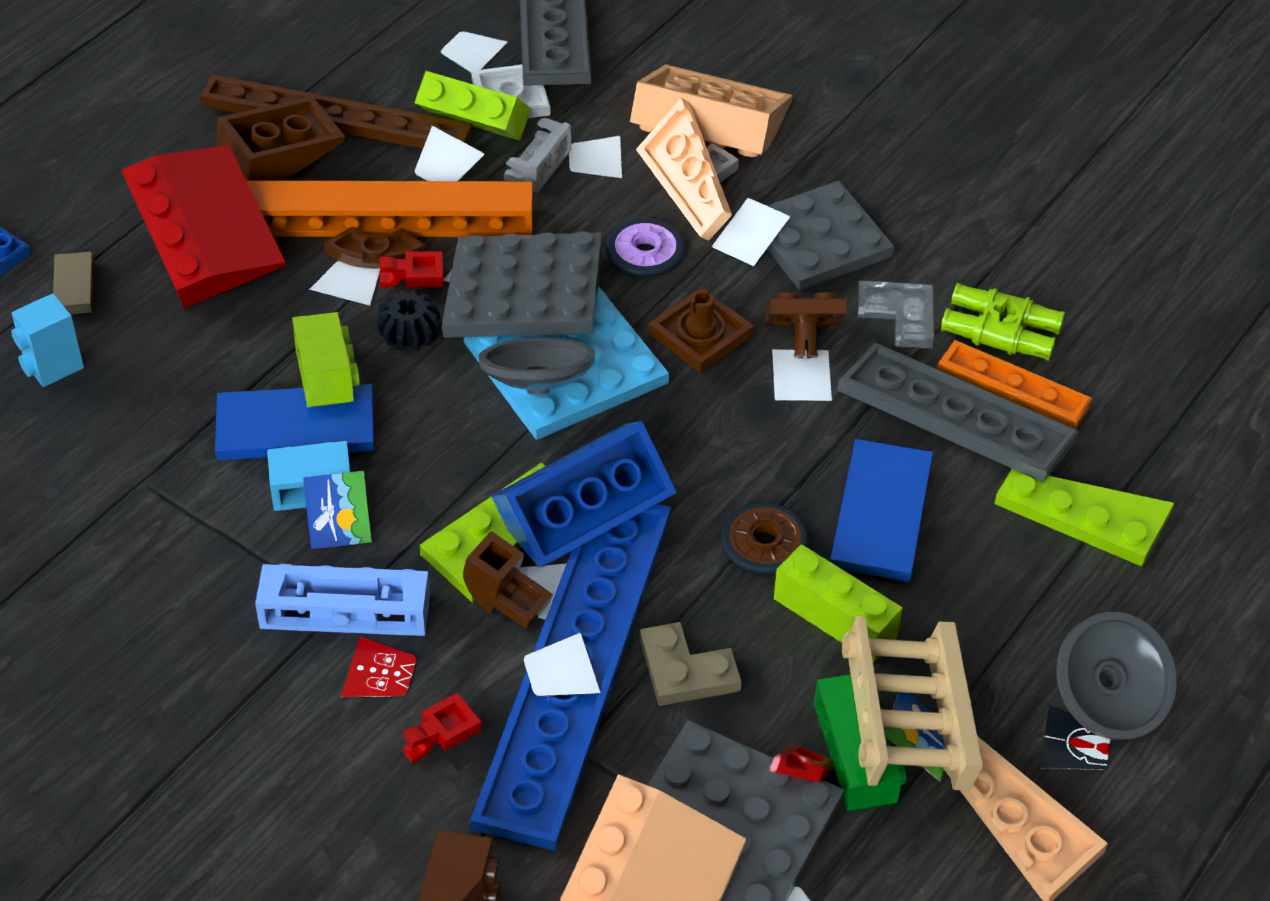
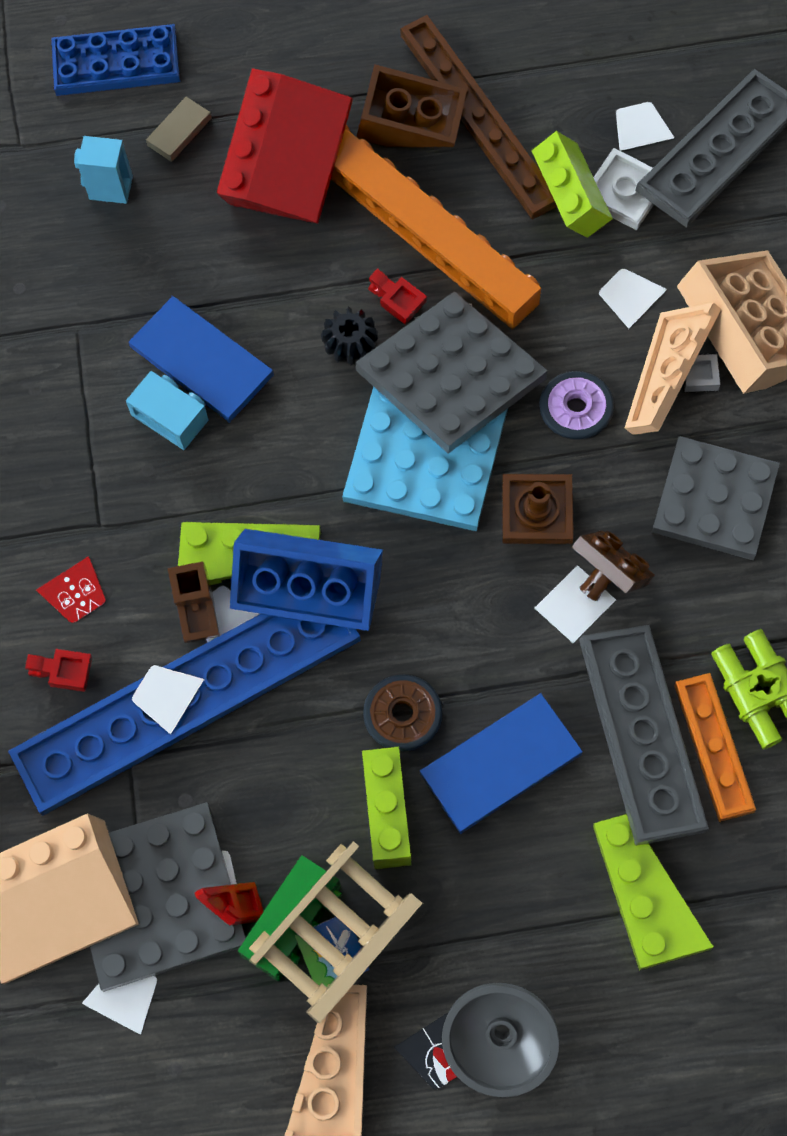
camera: 50 degrees right, 20 degrees up
(325, 359) = (255, 326): lime brick -> none
(337, 510) = (156, 451): sticker -> none
(343, 599) = (62, 483): light blue brick -> none
(348, 282) = (353, 267): white sticker -> none
(365, 249) = (391, 255): reddish brown tile -> none
(445, 157) = (513, 215): white sticker -> none
(537, 363) = (376, 447): dark grey dish -> none
(541, 155) = (582, 266): light grey hinge -> none
(683, 676) = (241, 762): dark tan plate -> none
(750, 231) = (662, 455): white sticker -> none
(906, 303) = (707, 614): clear plate -> none

